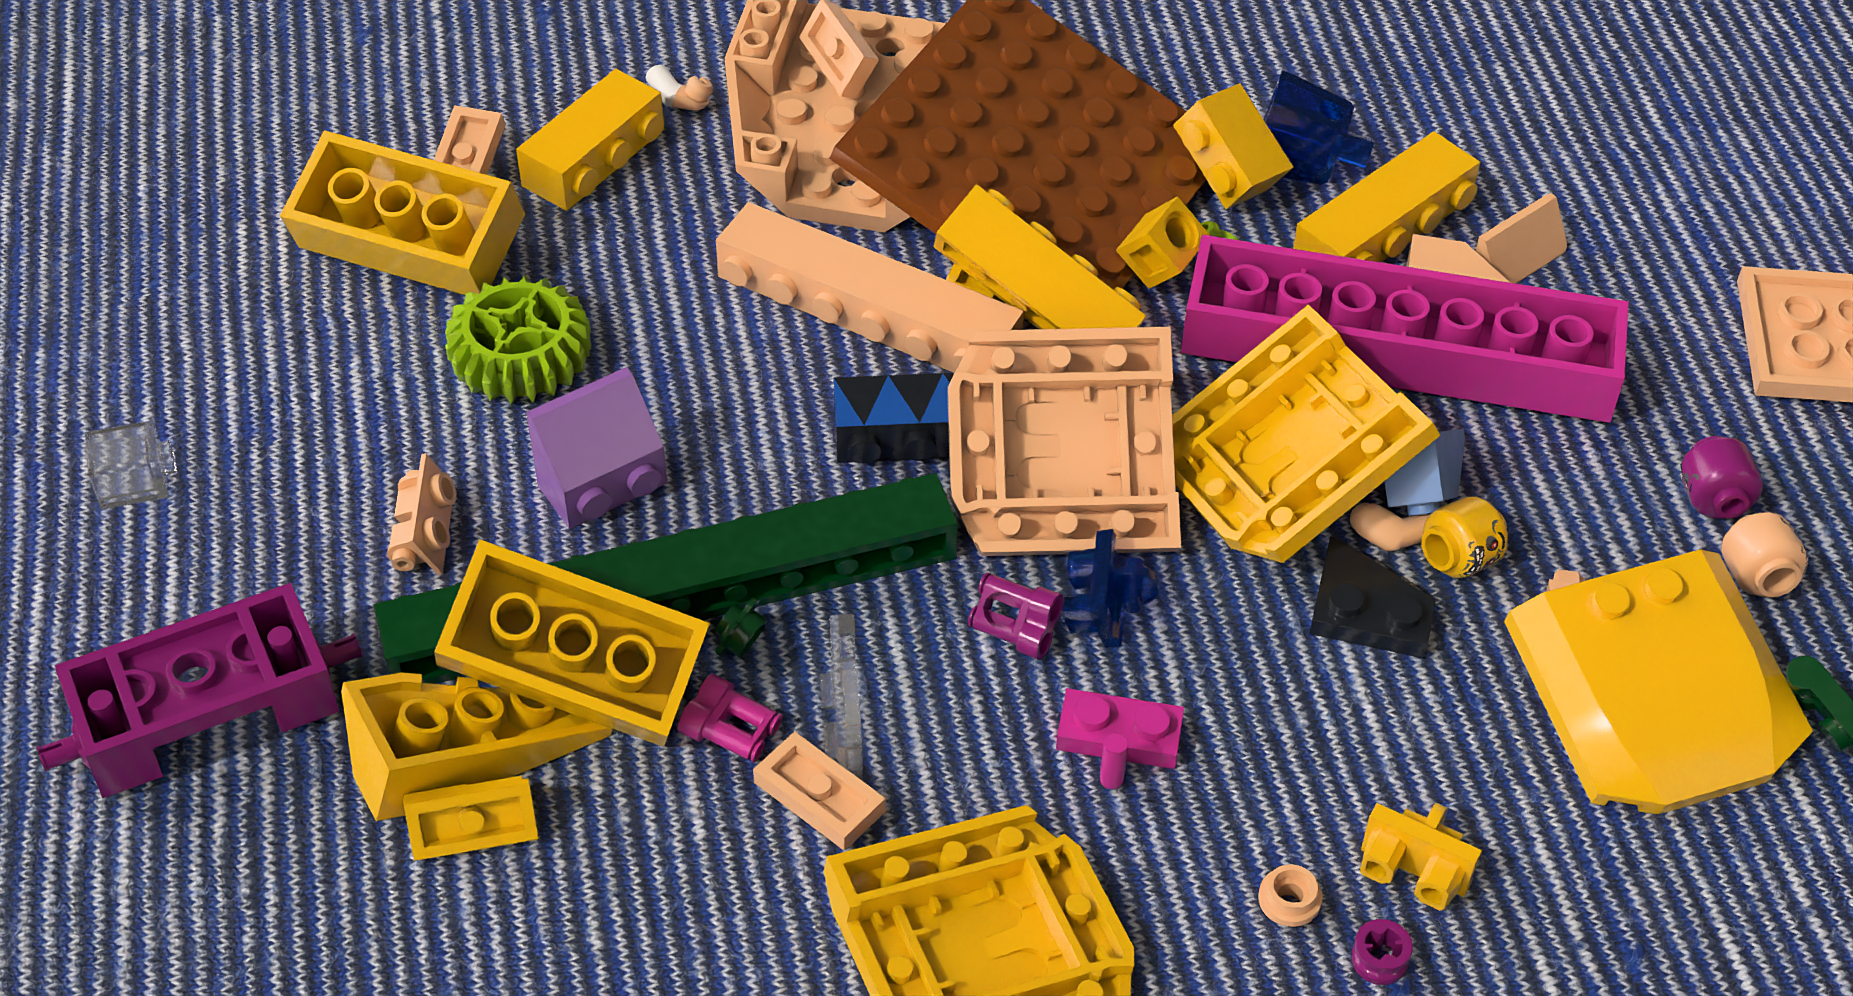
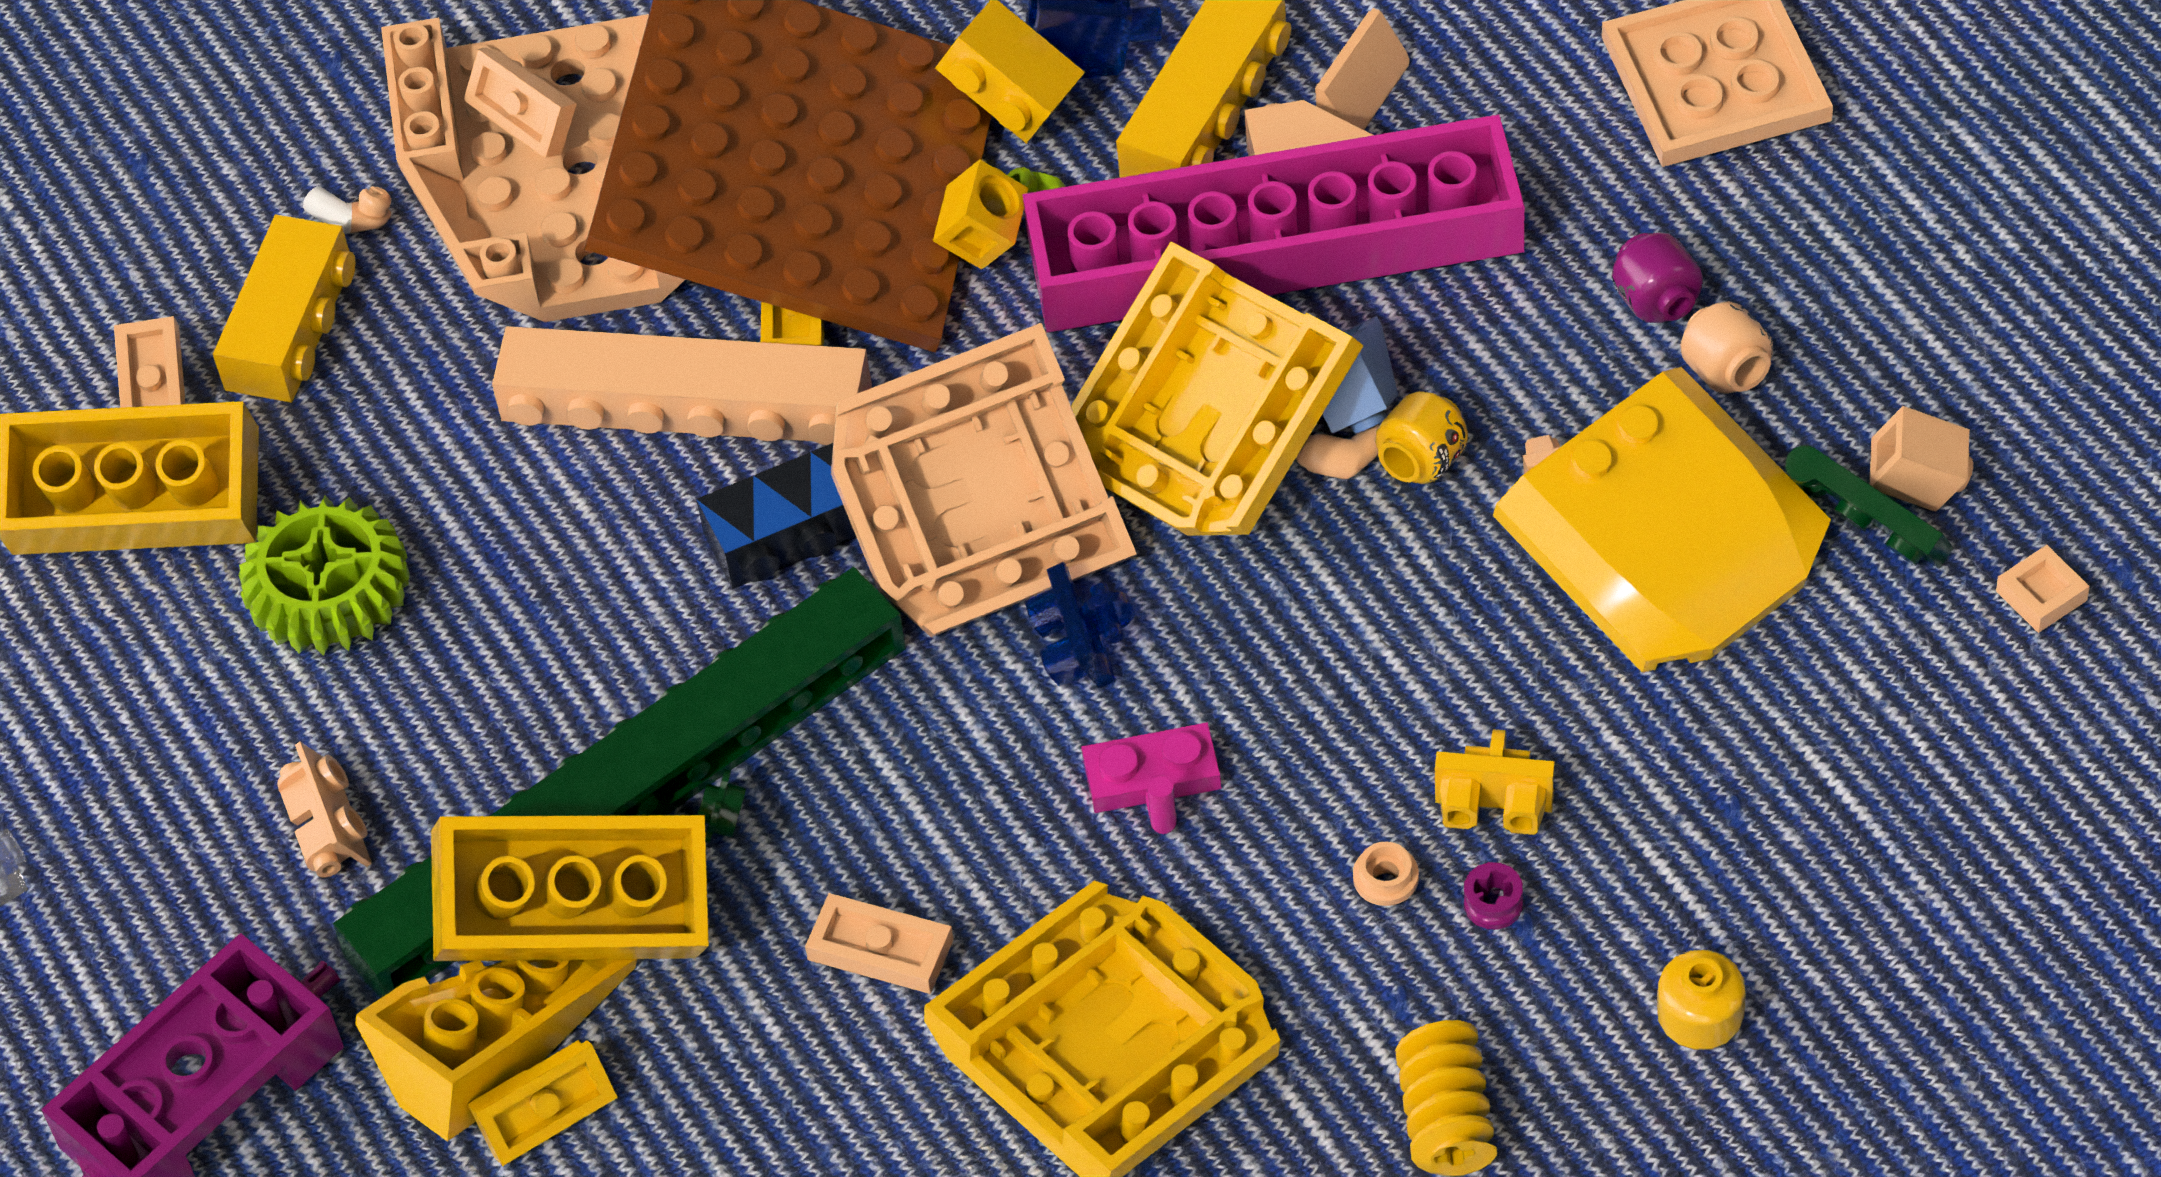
camera: 15 degrees left, 5 degrees up
(596, 448) = (481, 671): medium lavender slope -> none
(710, 708) = (729, 902): dark pink piece -> none
(841, 694) = (861, 835): clear wing -> none
(1028, 269) = (862, 305): yellow brick -> none
(1036, 619) = (1021, 687): magenta piece -> none
(1370, 604) = (1350, 543): black wing -> none

